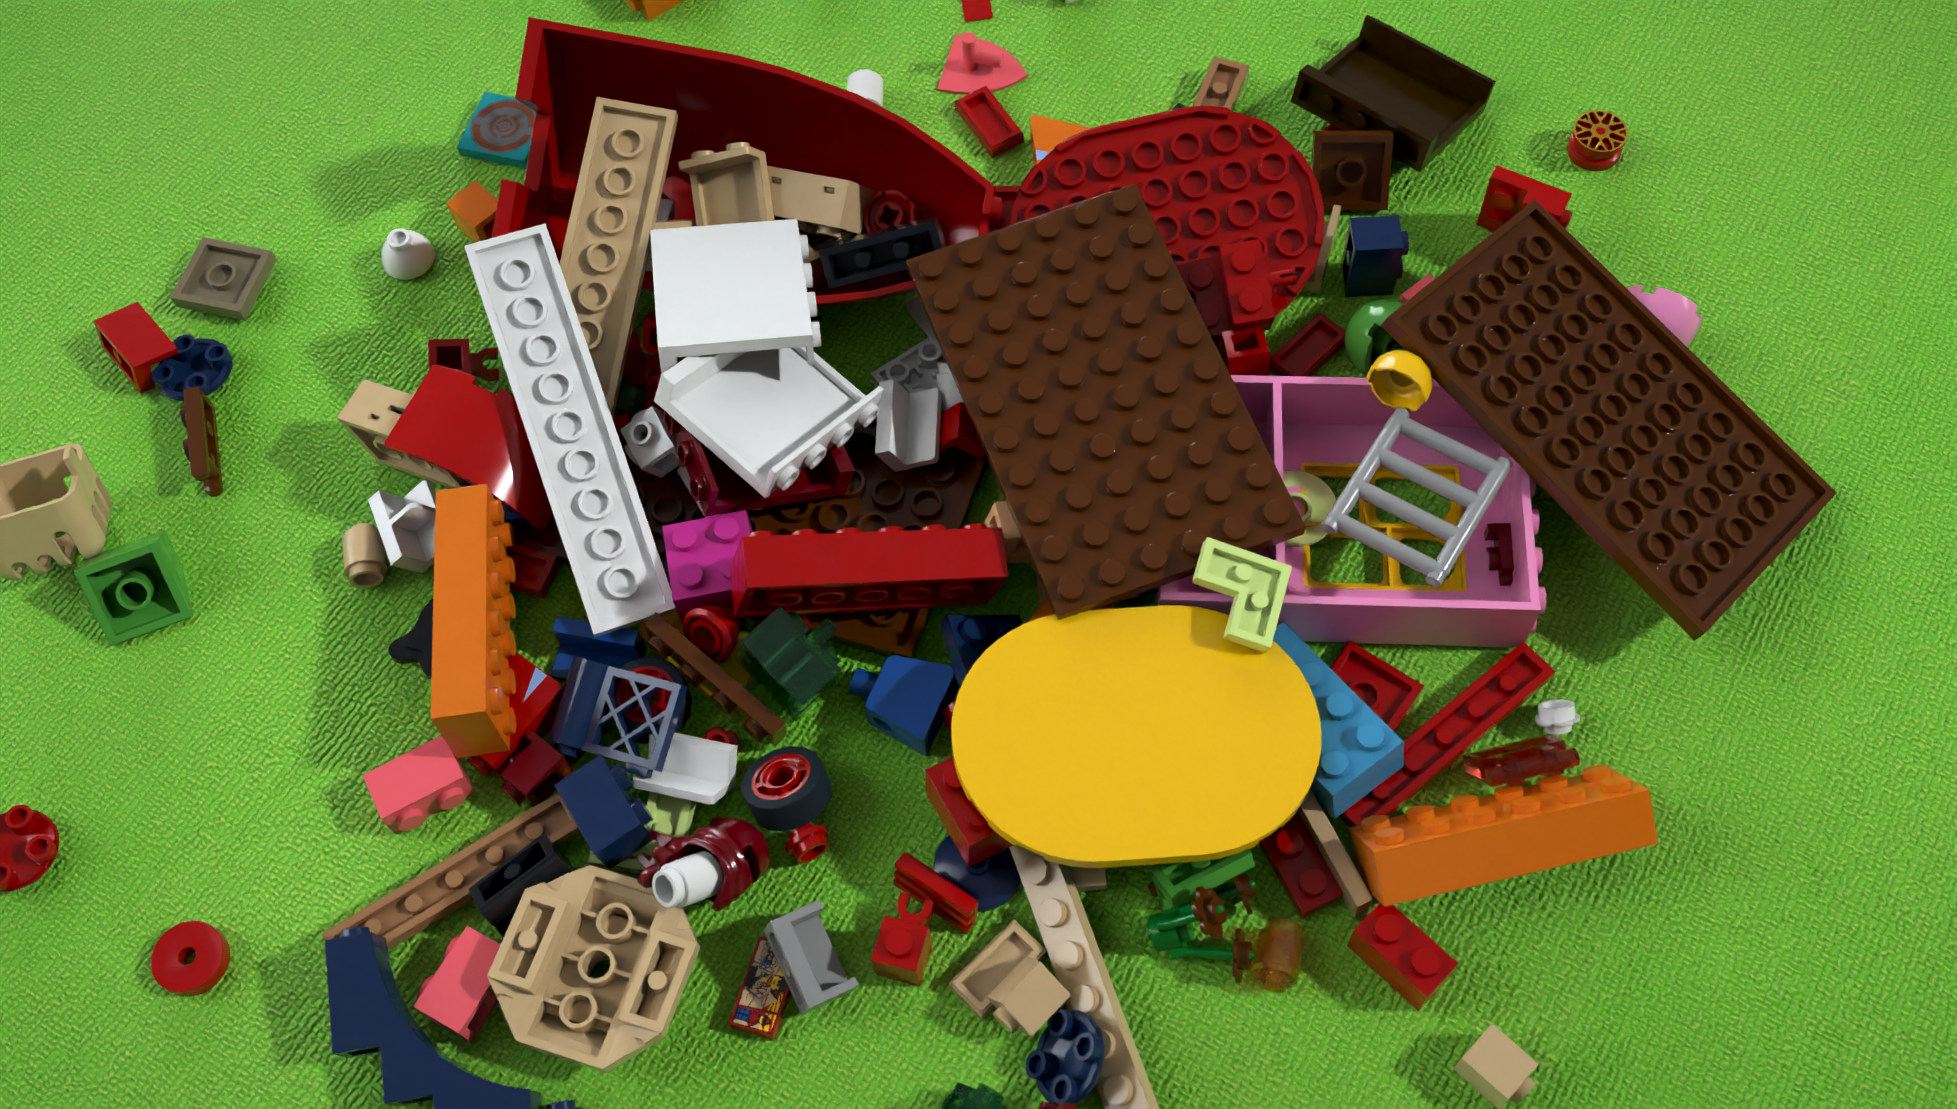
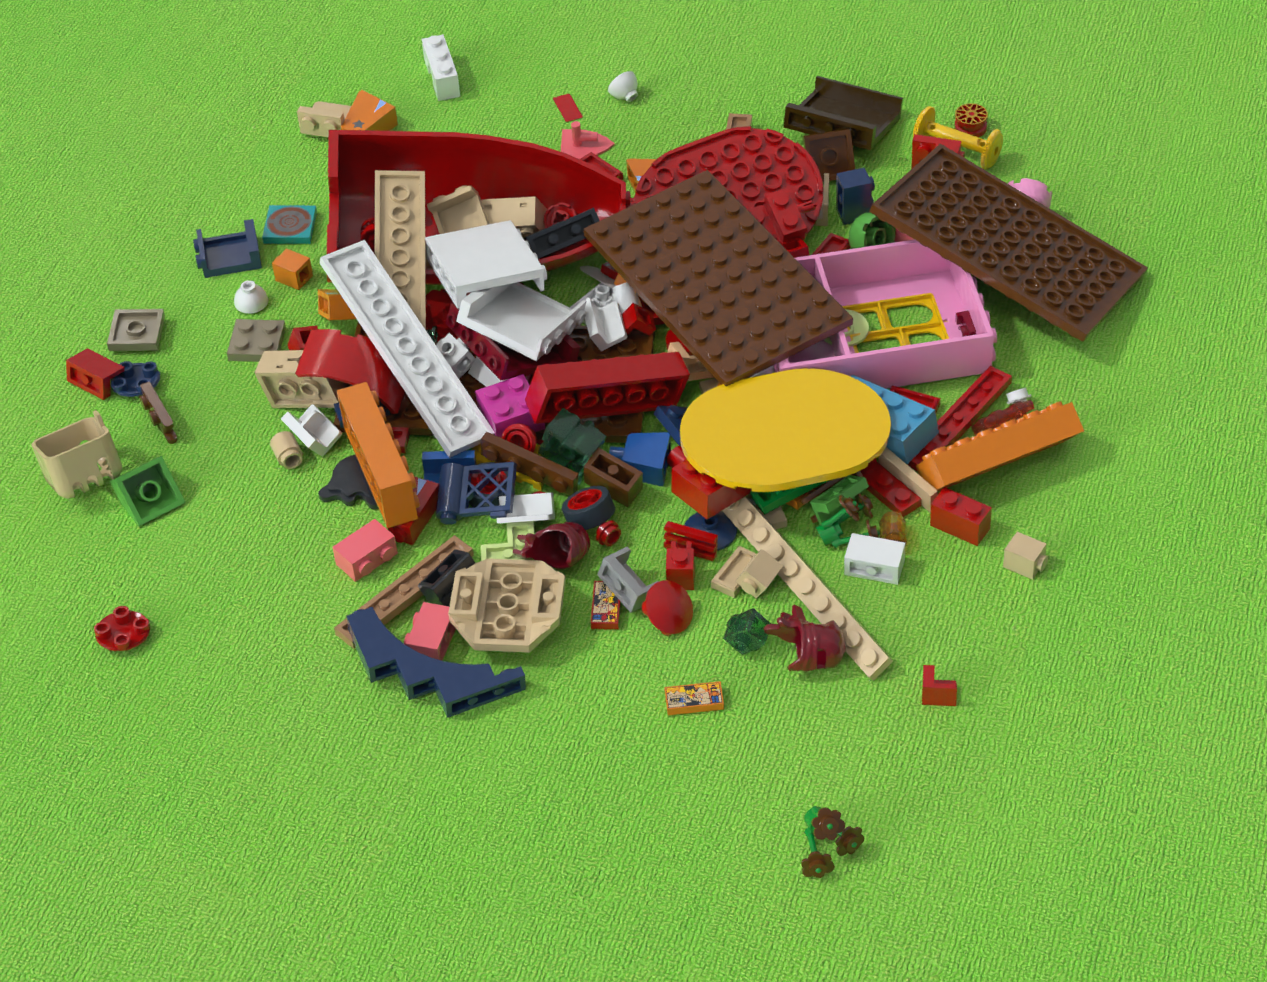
camera: 15 degrees left, 15 degrees down
(176, 945) = (257, 669): red piece -> none
(391, 333) = (254, 337): none -> dark tan plate
(400, 162) = (228, 252): none -> dark blue panel
(534, 772) = (434, 530): dark red brick -> none
(605, 810) = (487, 532): dark blue brick -> none
(687, 880) = (549, 550): white brick -> none
(841, 737) = (617, 476): none -> reddish brown brick
(859, 1031) = (668, 607): none -> red dish
(1067, 1057) = (788, 590): dark blue dish -> none
(1233, 1008) = (874, 558): none -> white panel
(1254, 583) = (831, 346): yellowish green plate -> none
(1400, 380) = (887, 239): yellow hair -> none
(1457, 535) = (938, 309): light grey bar -> none
(1522, 136) = (991, 148): none -> yellow hose

